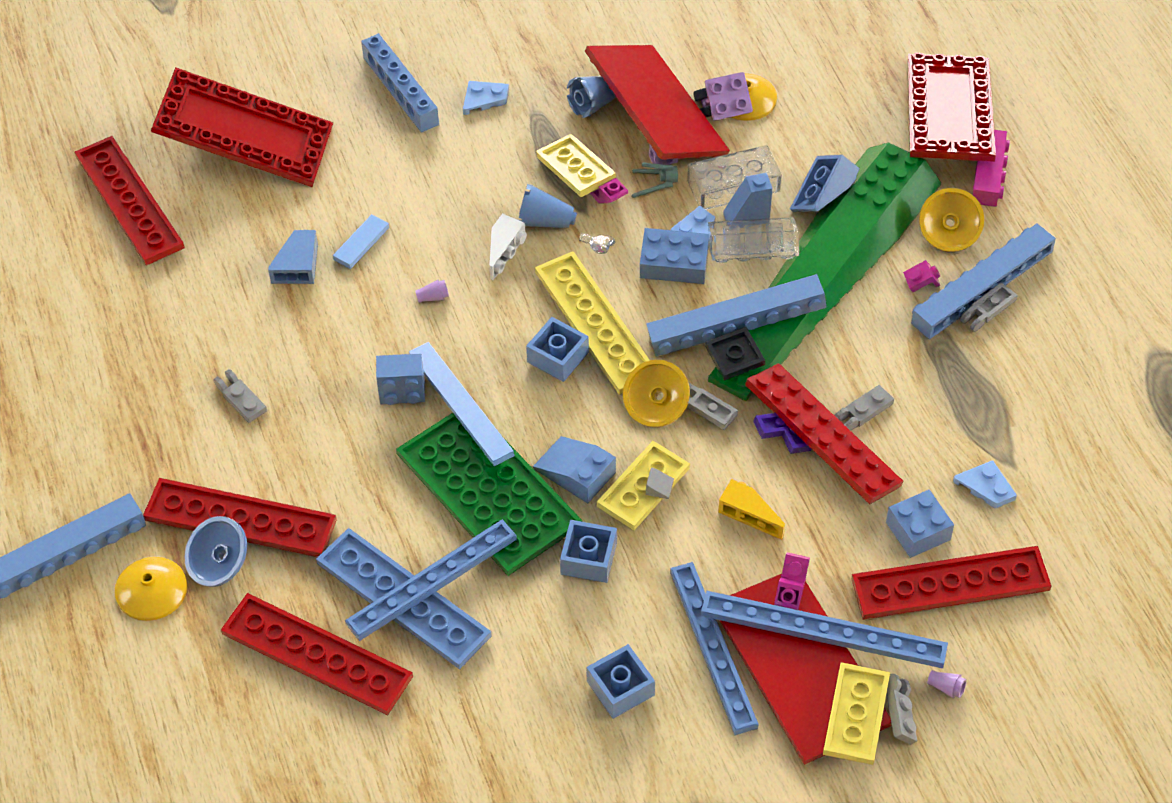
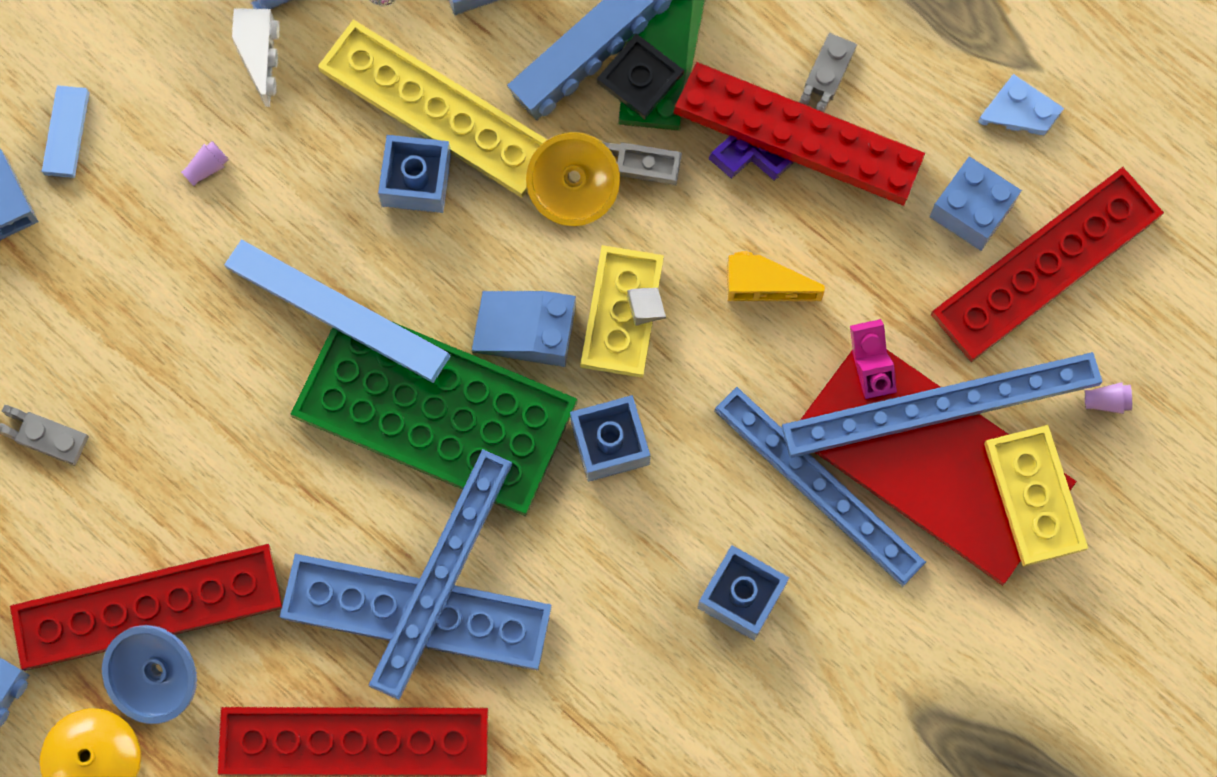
camera: 30 degrees left, 20 degrees up
(400, 378) = (242, 315): medium blue brick -> none
(900, 709) = (1077, 462): light grey hinge -> none

